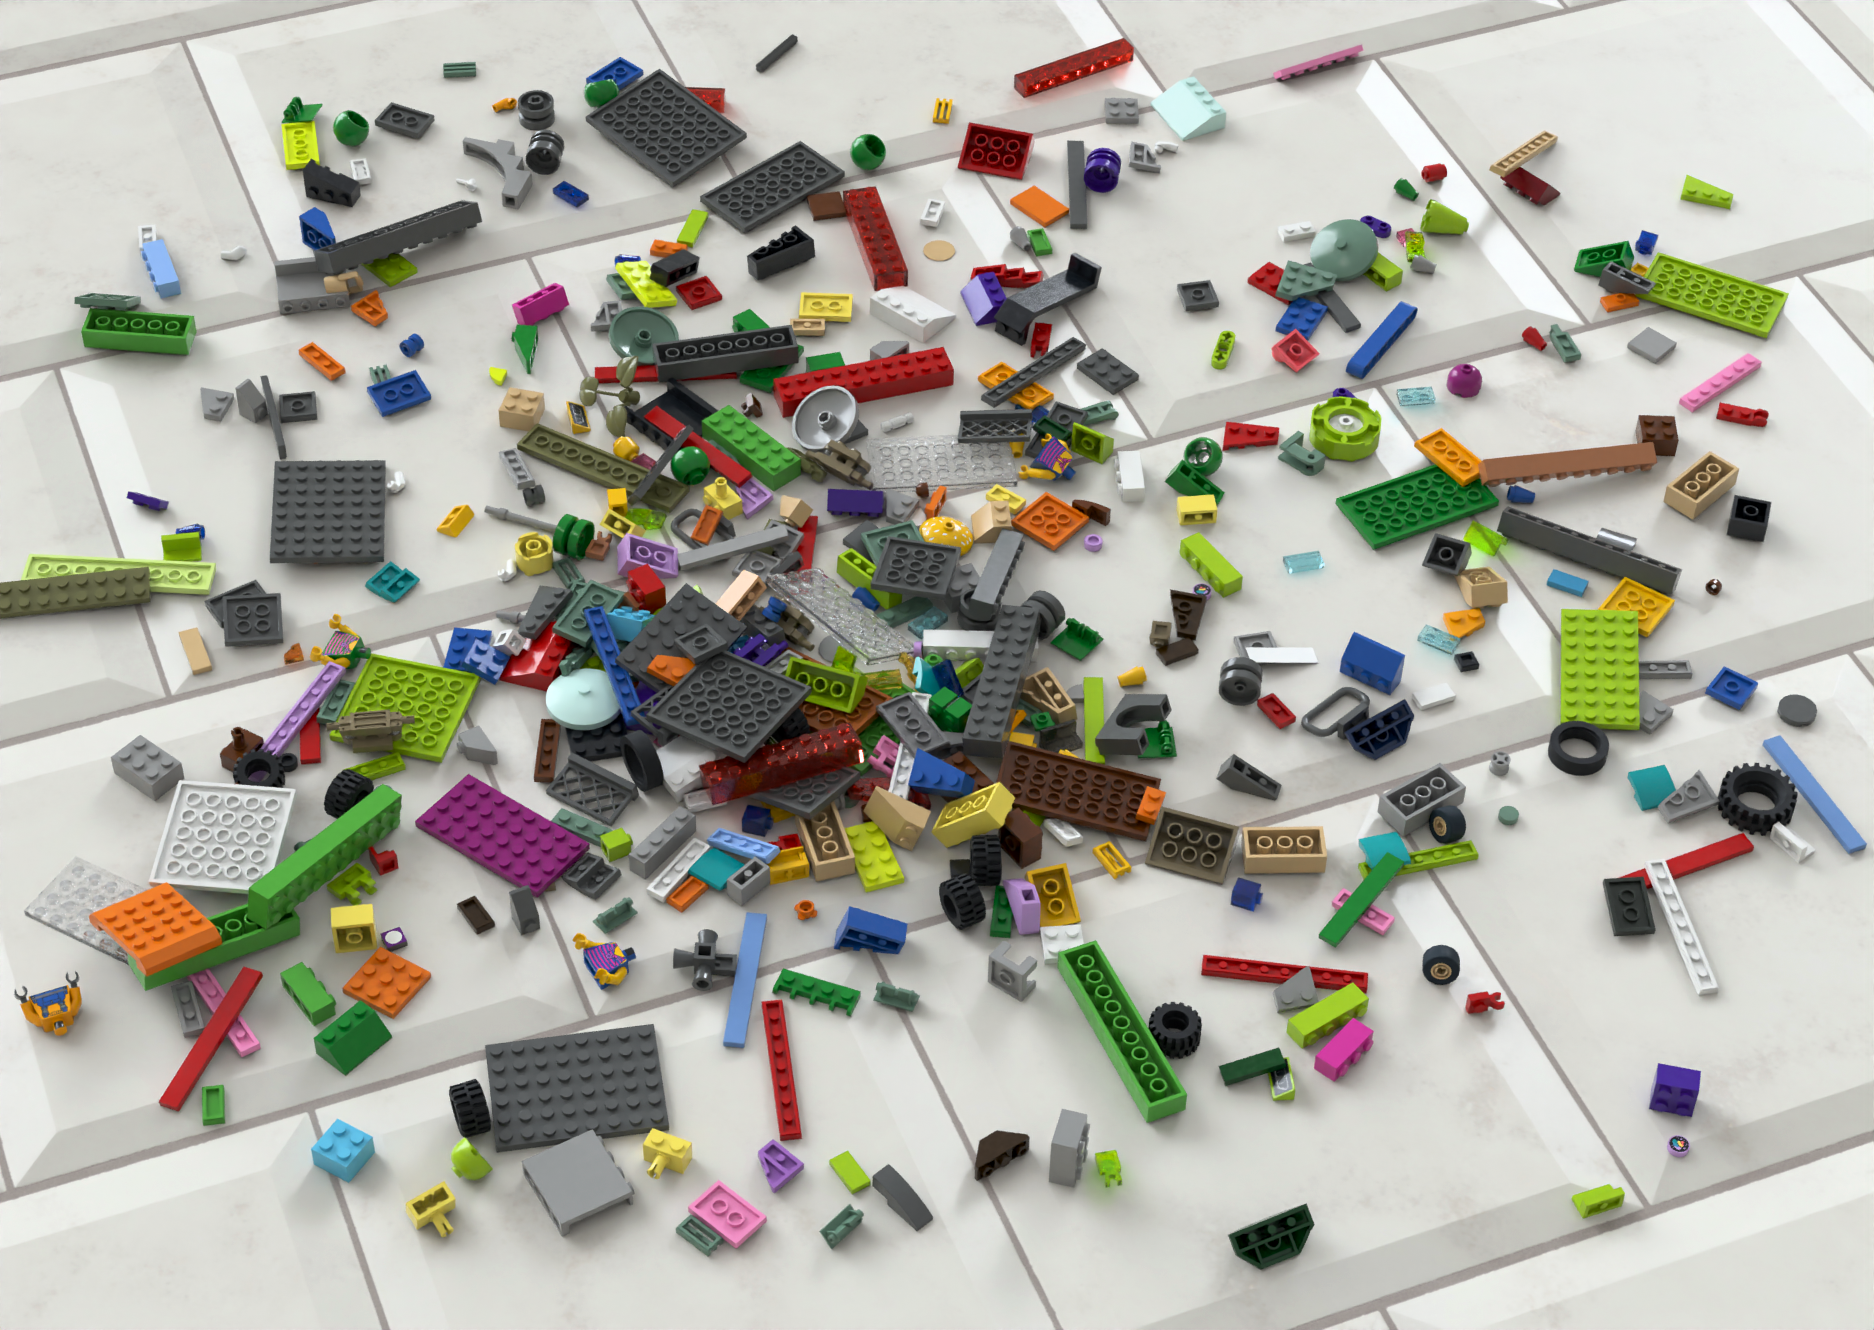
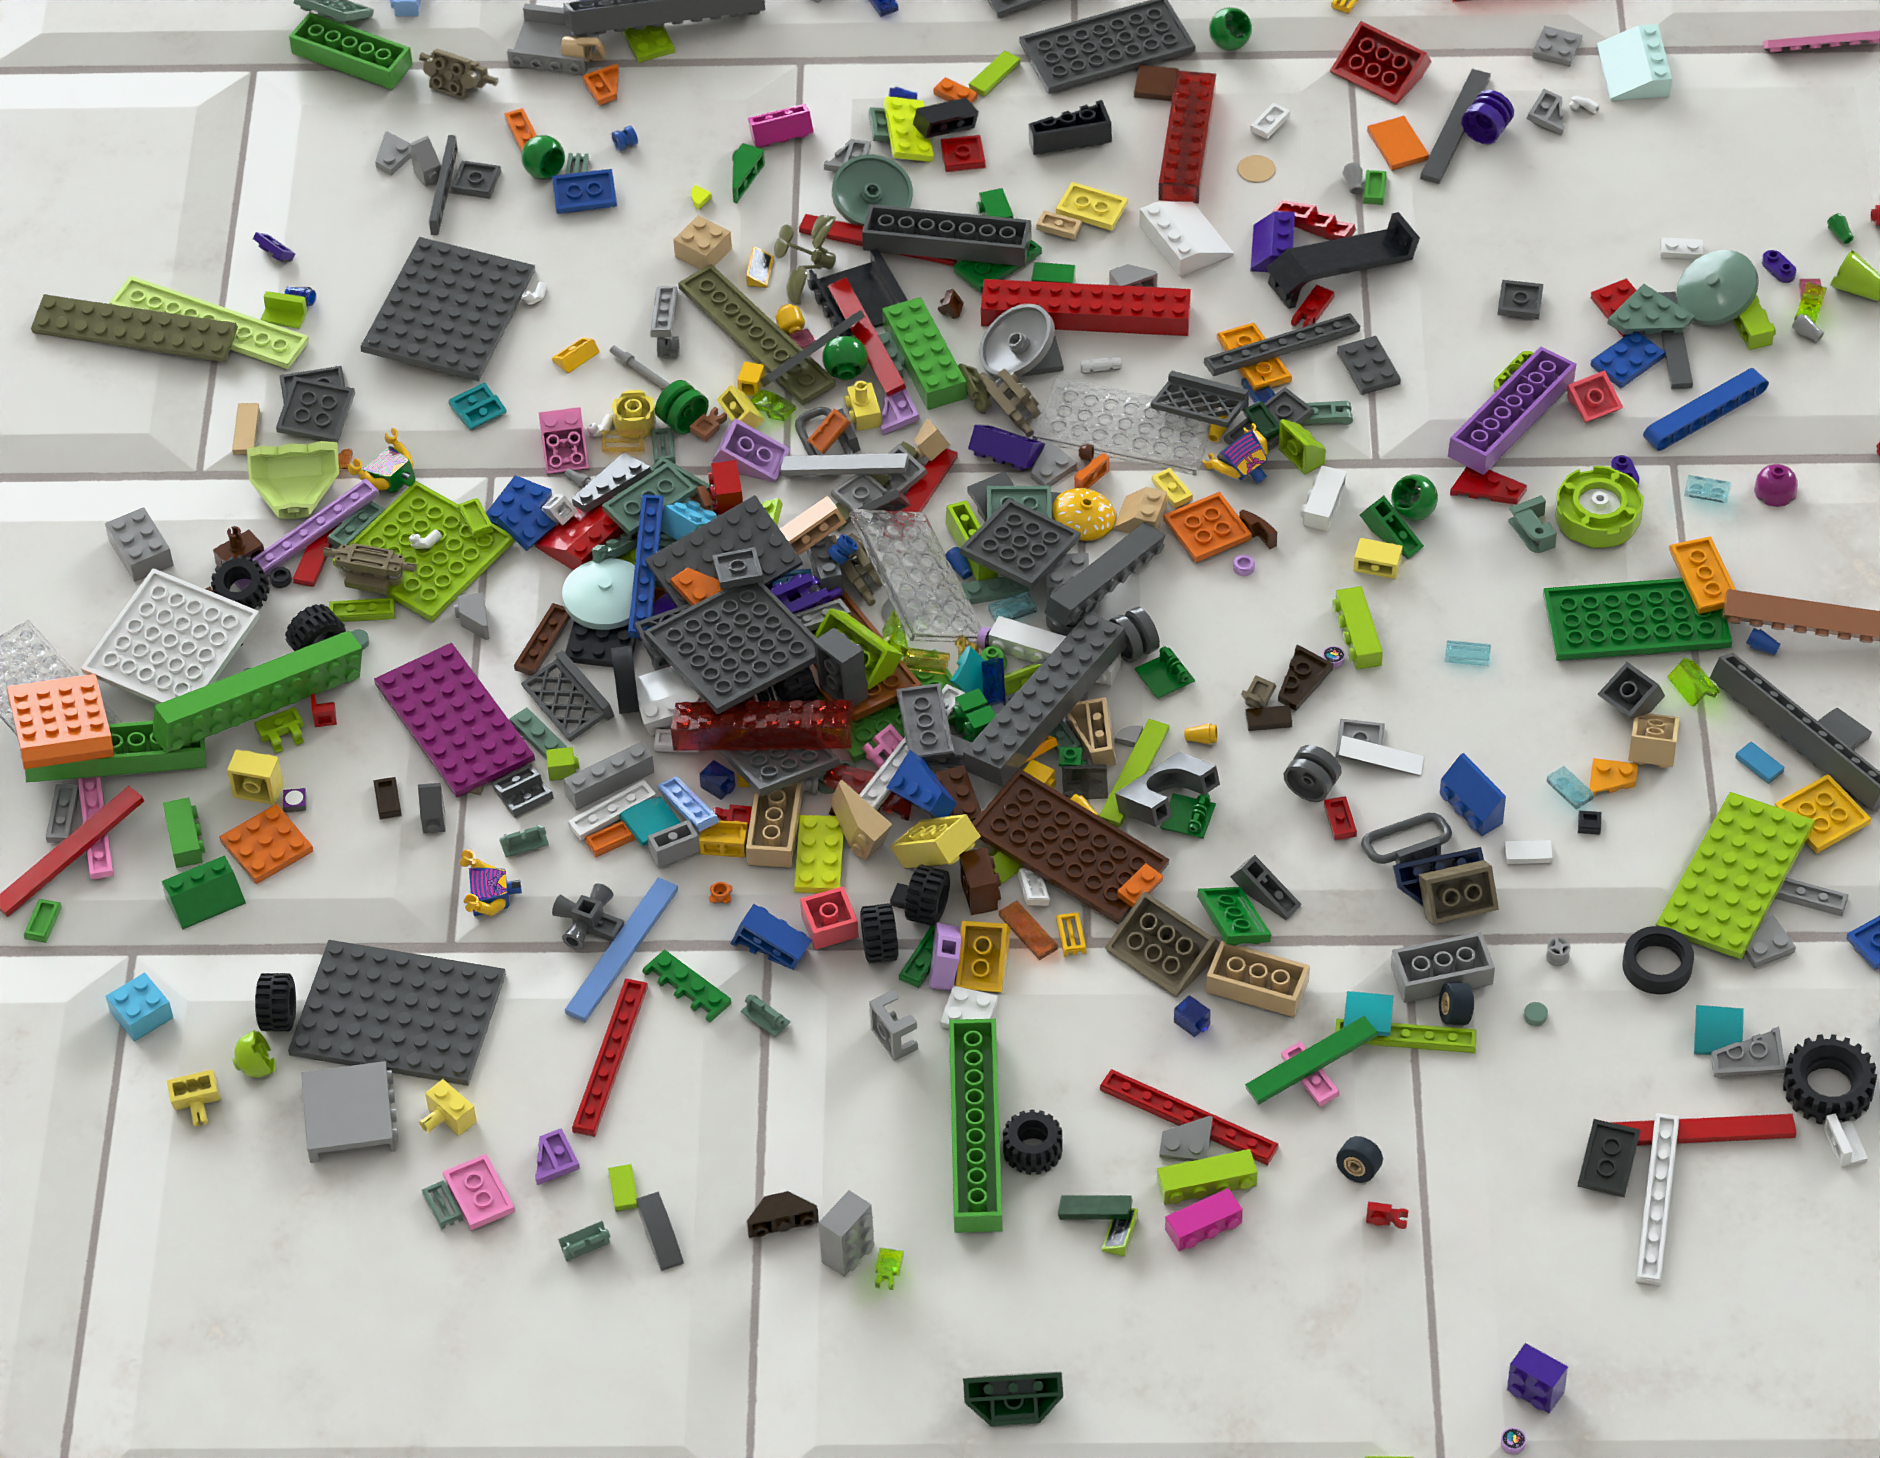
camera: 25 degrees right, 5 degrees up
(239, 328) = (454, 73): none -> dark tan piece
(260, 676) = (293, 475): none -> yellowish green panel
(351, 374) = (543, 157): none -> green wheel
(400, 701) = (423, 543): none -> white arm
(440, 668) = (475, 517): none -> lime tile
(482, 589) = (563, 440): none -> bright pink slope
(518, 580) = (641, 440): none -> clear yellow tile
(827, 698) = (841, 667): none -> dark grey brick
(911, 902) = (829, 918): none -> coral brick
(1076, 866) = (1028, 930): none -> clear orange tile
(1240, 806) = (1234, 915): none -> green plate
(1241, 375) = (1511, 410): none -> medium lavender brick
(1404, 738) = (1458, 892): none -> dark tan brick

